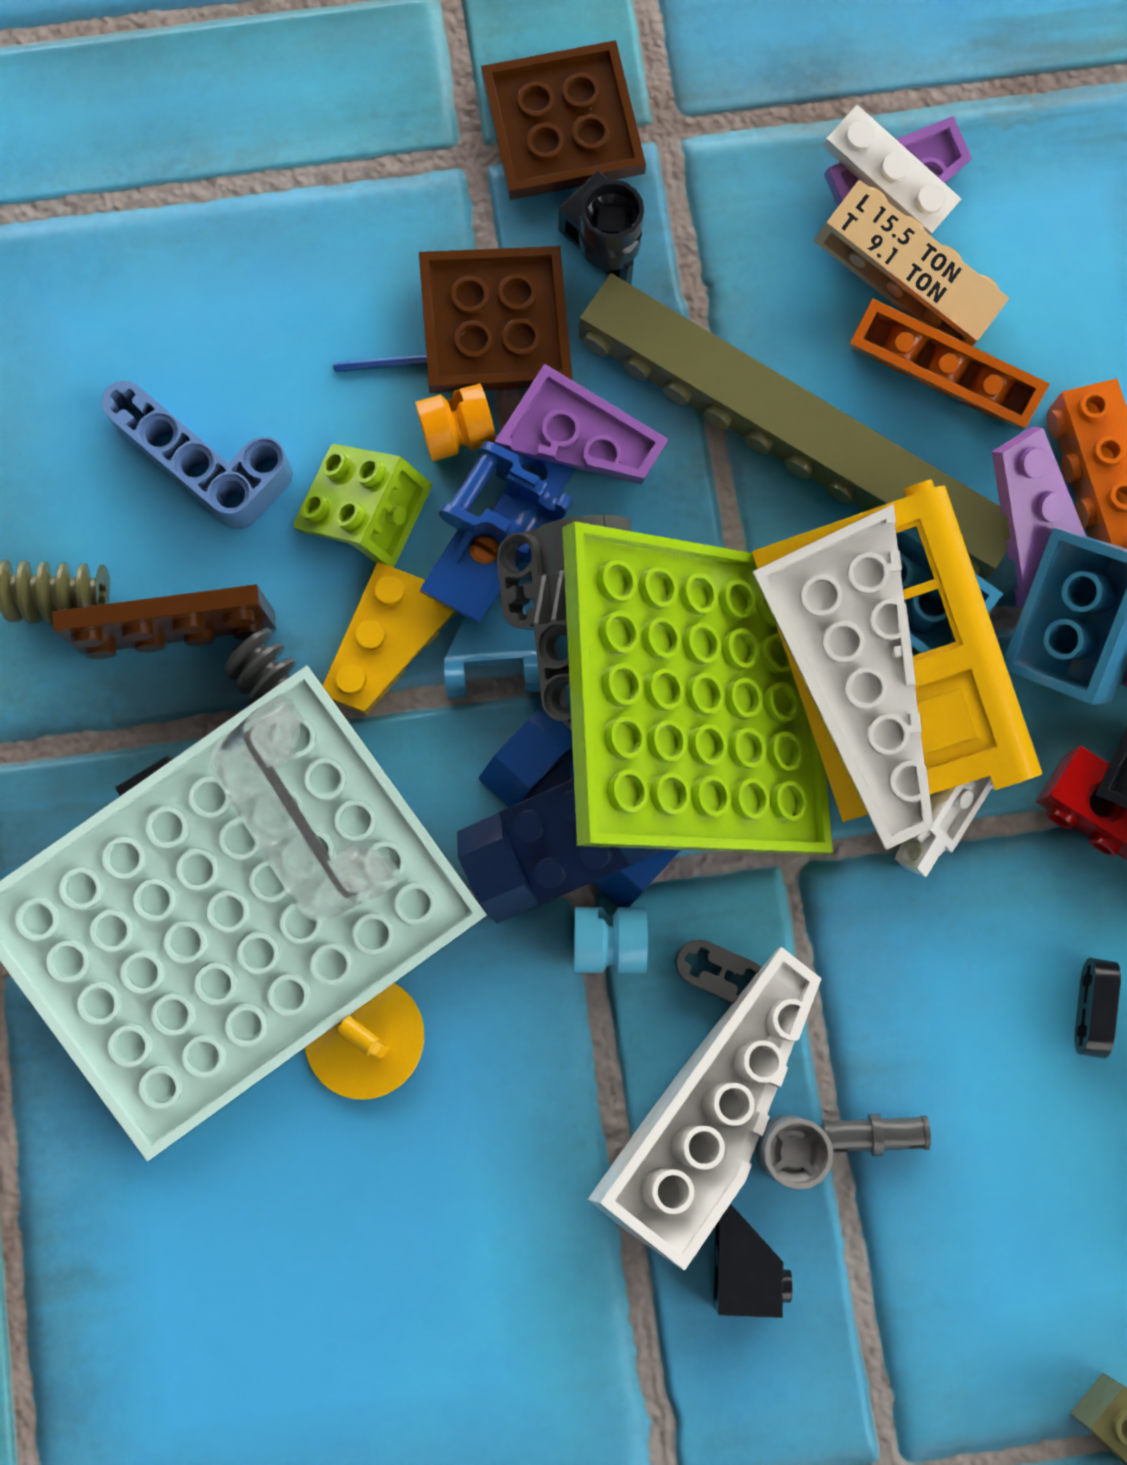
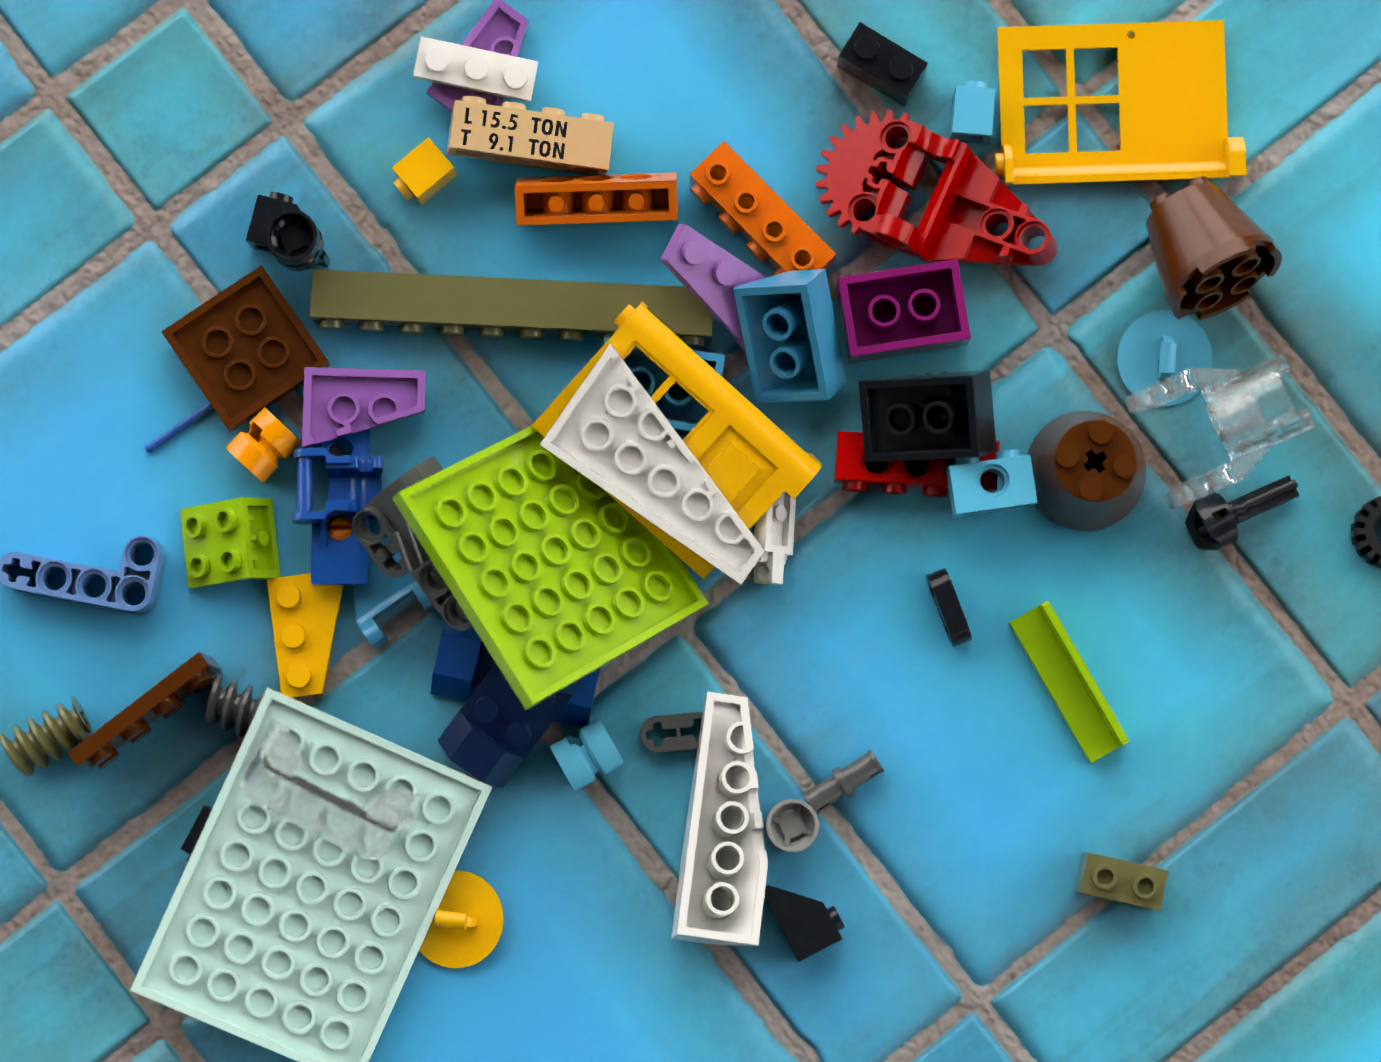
camera: 25 degrees left, 5 degrees up
(563, 119) = (205, 161): reddish brown plate -> none
(779, 246) = (423, 172): none -> yellow brick

